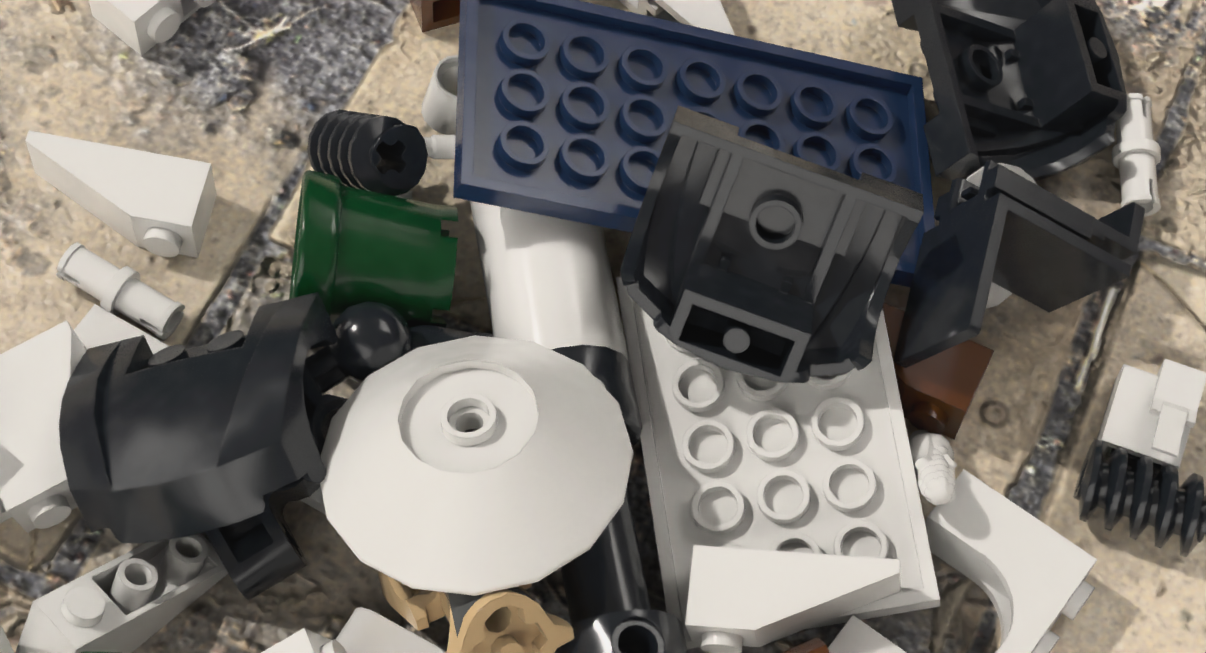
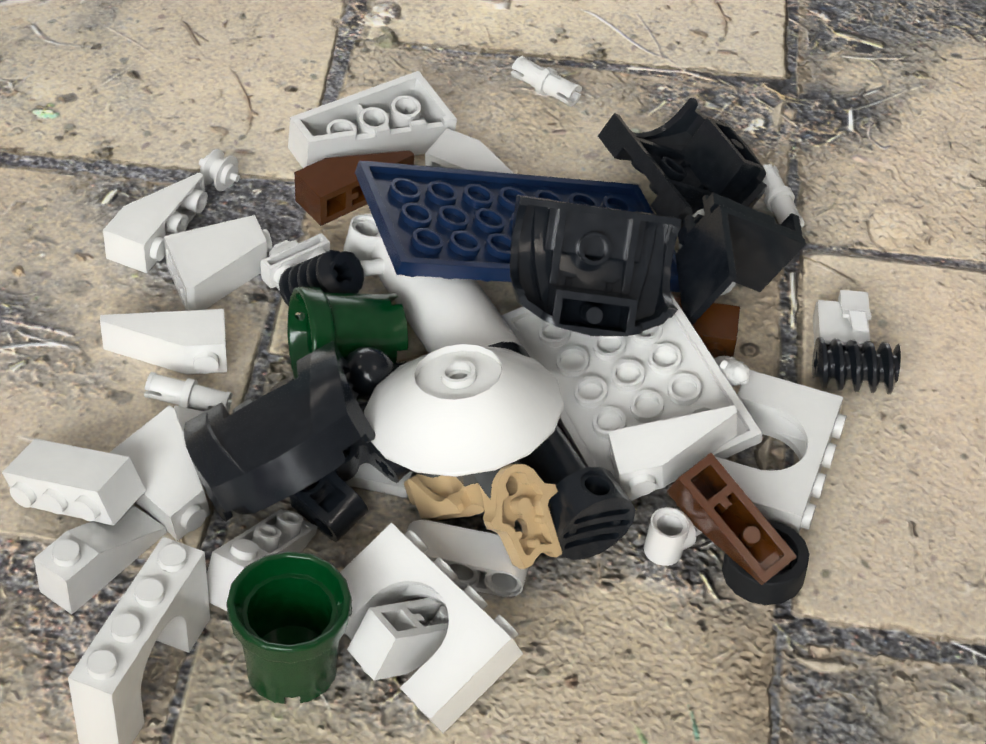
camera: 15 degrees left, 15 degrees down
(239, 66) = (215, 259): none -> white slope
(356, 87) = (289, 254): none -> white piece

